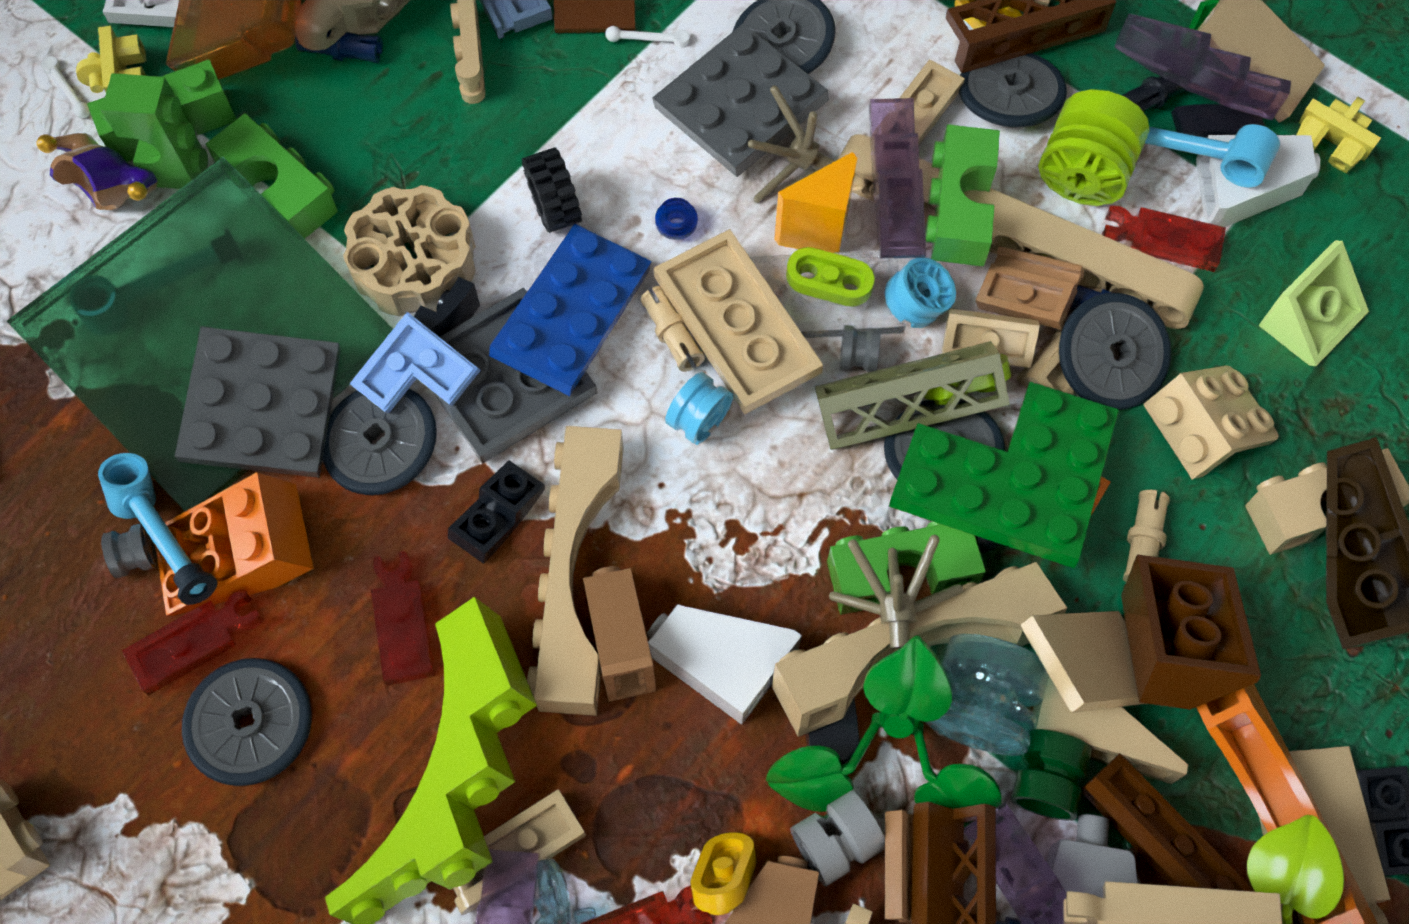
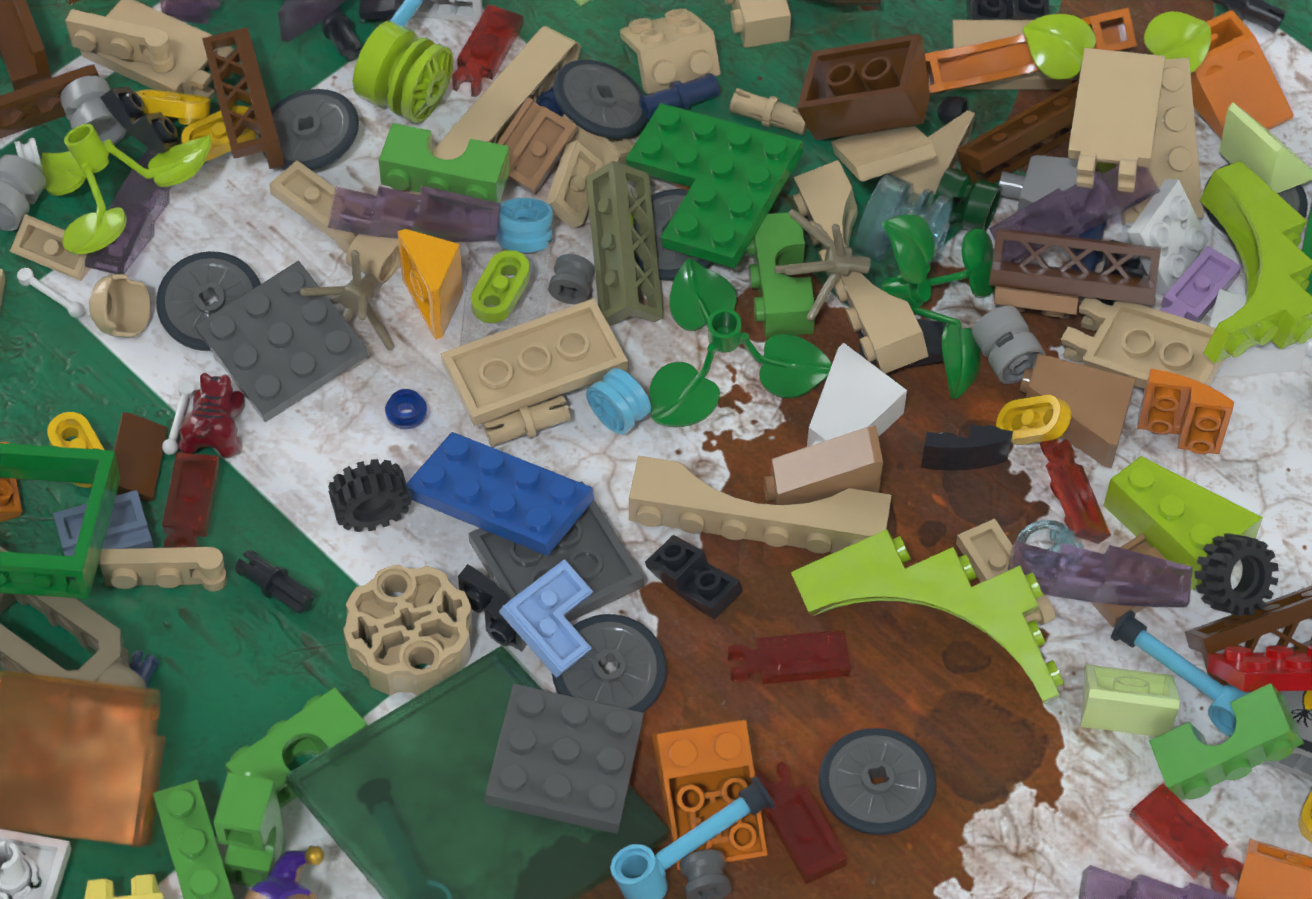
camera: 85 degrees left, 10 degrees down
(462, 134) = (275, 582): none -> black axle
(544, 54) = (190, 499): none -> clear red plate
(637, 55) = (213, 417): none -> dark red animal
(690, 816) = (983, 448): none -> black slope
(733, 474) = (702, 298): none -> green plant
(1145, 436) = (681, 94): none -> dark blue pin
(1201, 756) = (952, 108): none -> black hinge

